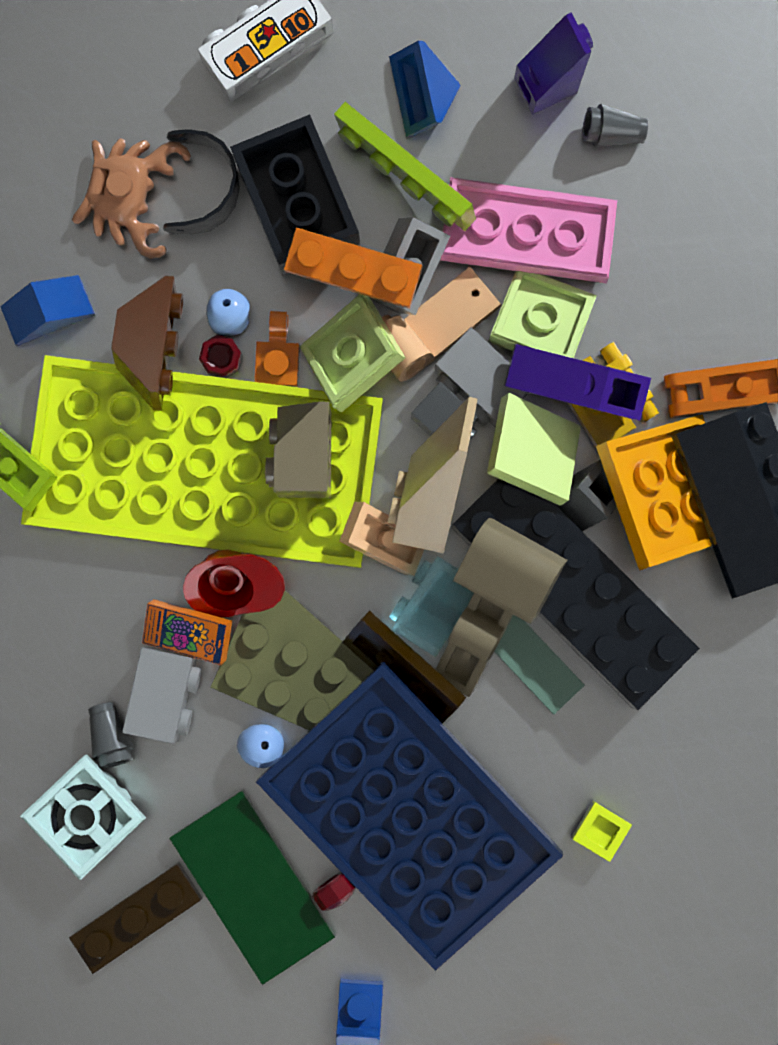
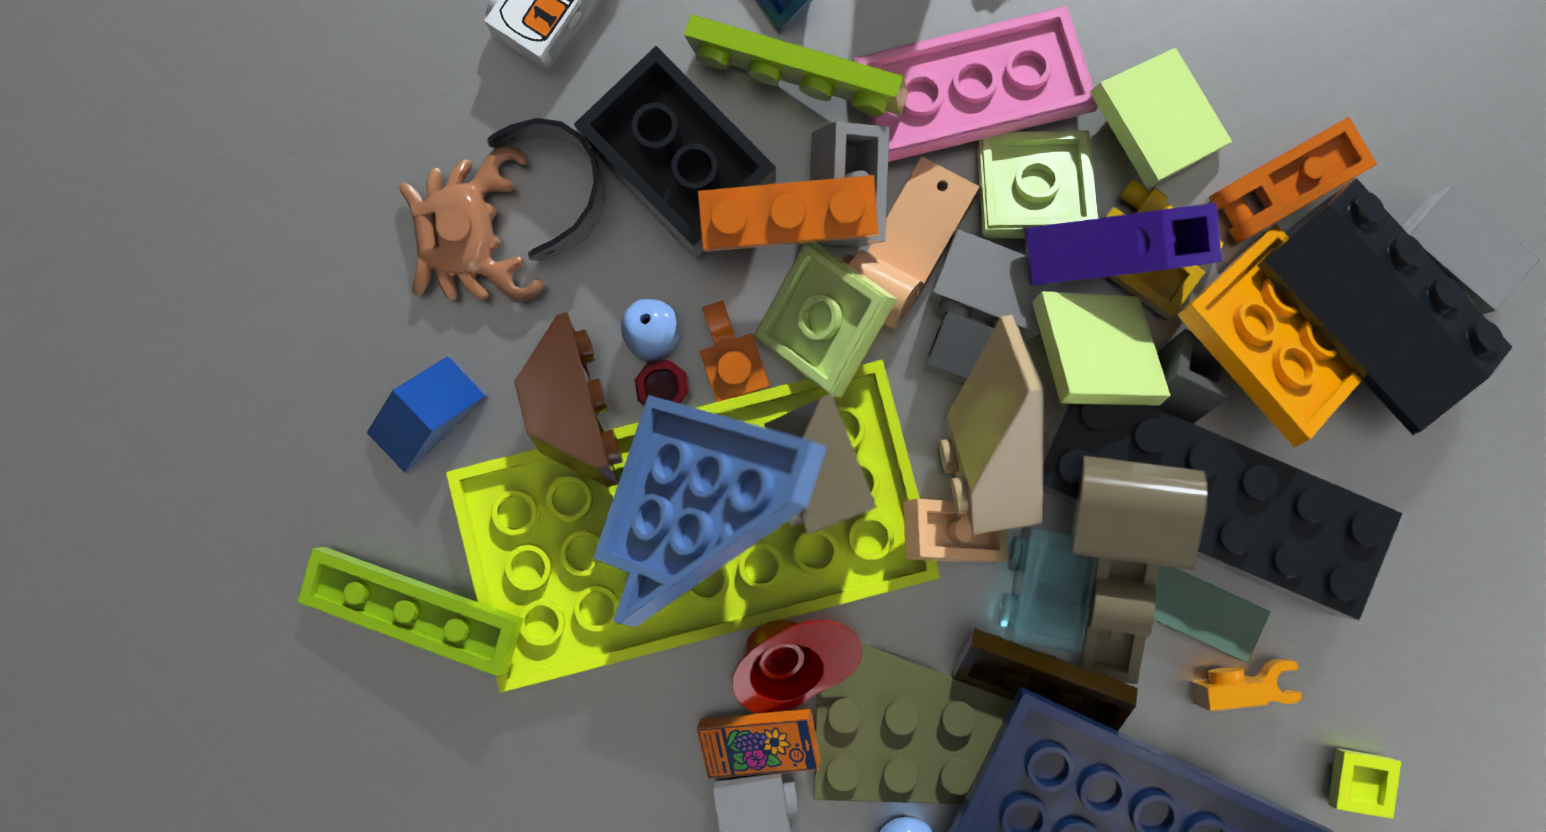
camera: 20 degrees left, 0 degrees up
(207, 439) = (697, 499): none -> medium blue wing
(534, 726) = (1232, 689): none -> light orange plate
(649, 305) = (1160, 117): none -> yellowish green tile

